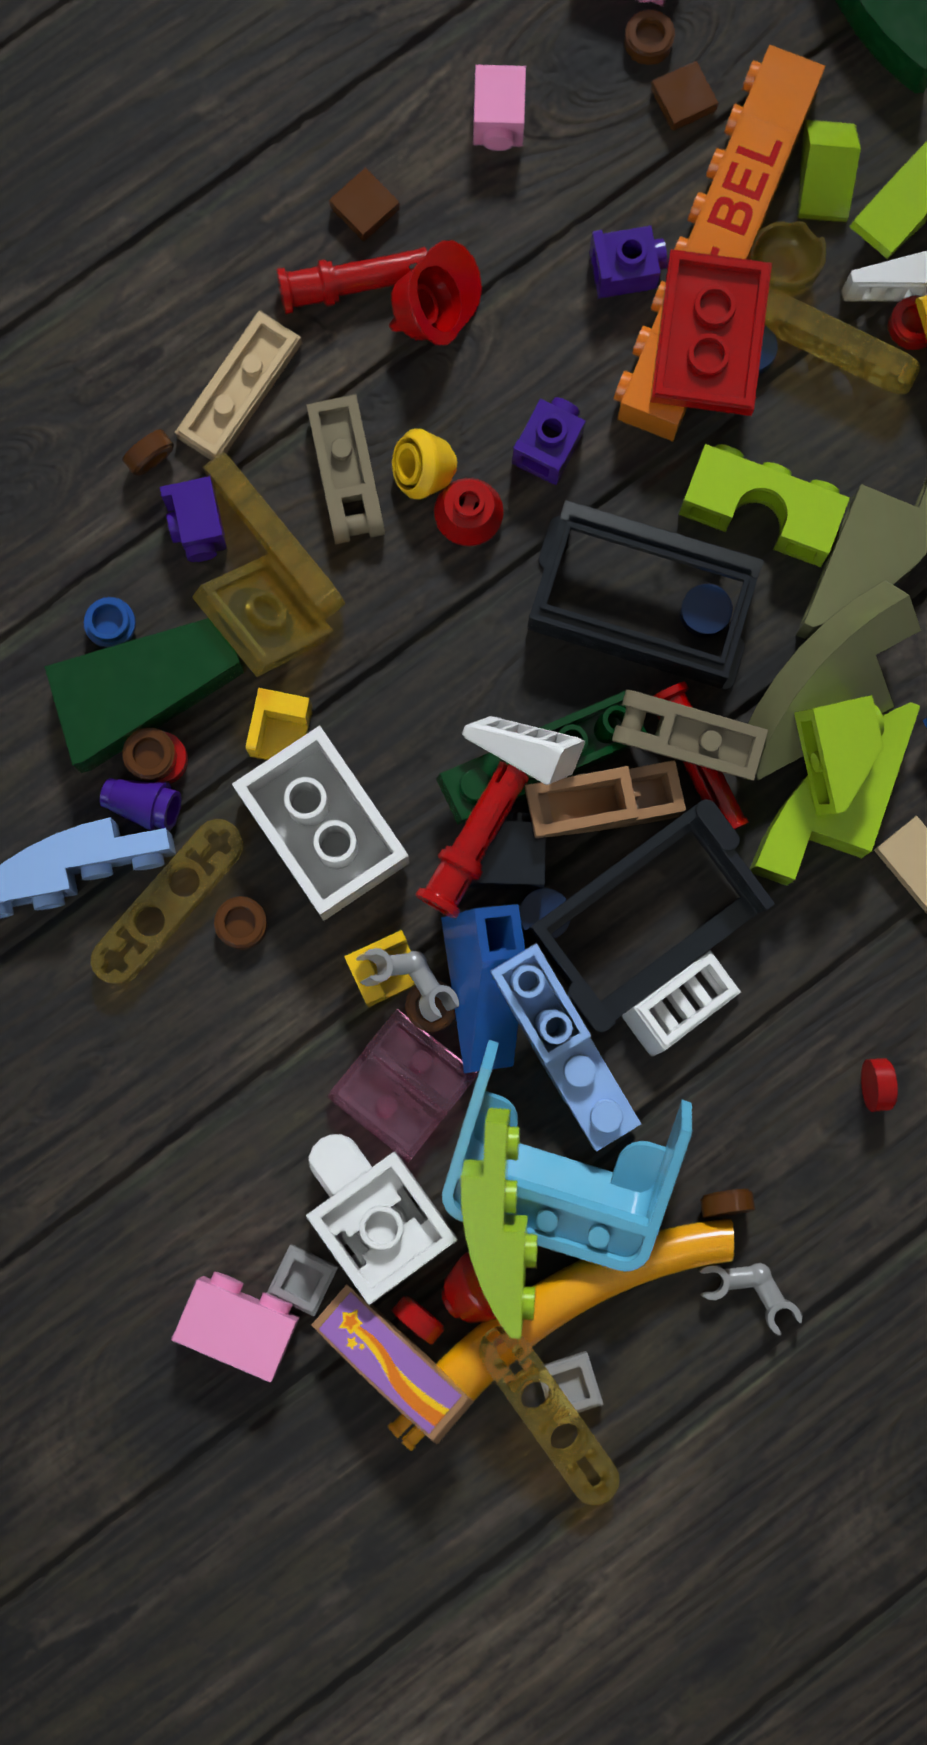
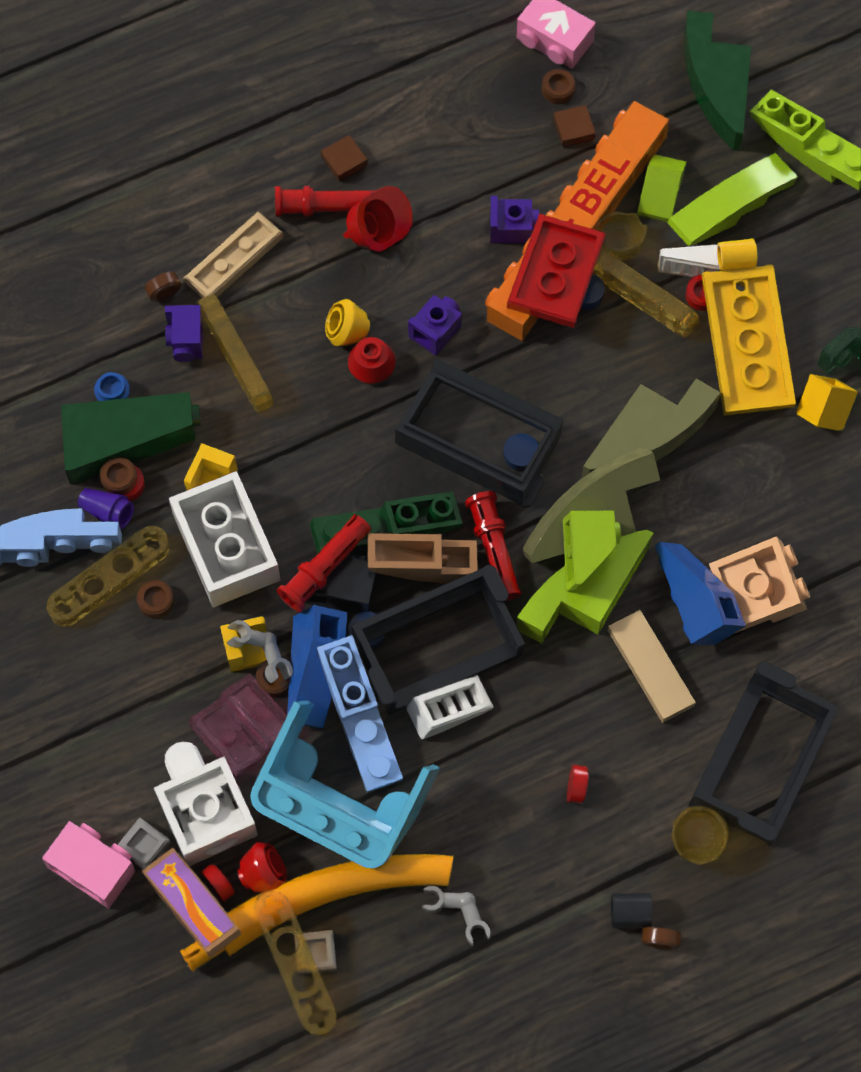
camera: 15 degrees right, 15 degrees down
(262, 614) = (215, 398): clear yellow tile -> none
(345, 467) = (293, 318): dark tan plate -> none
(495, 1239) = (280, 827): lime slope -> none
(499, 106) = (446, 111): bright pink brick -> none
(533, 750) = (379, 512): white slope -> none
(692, 735) = (489, 523): dark tan plate -> none
(727, 1203) = (453, 844): reddish brown tile -> none
(806, 511) = (551, 371): lime arch -> none

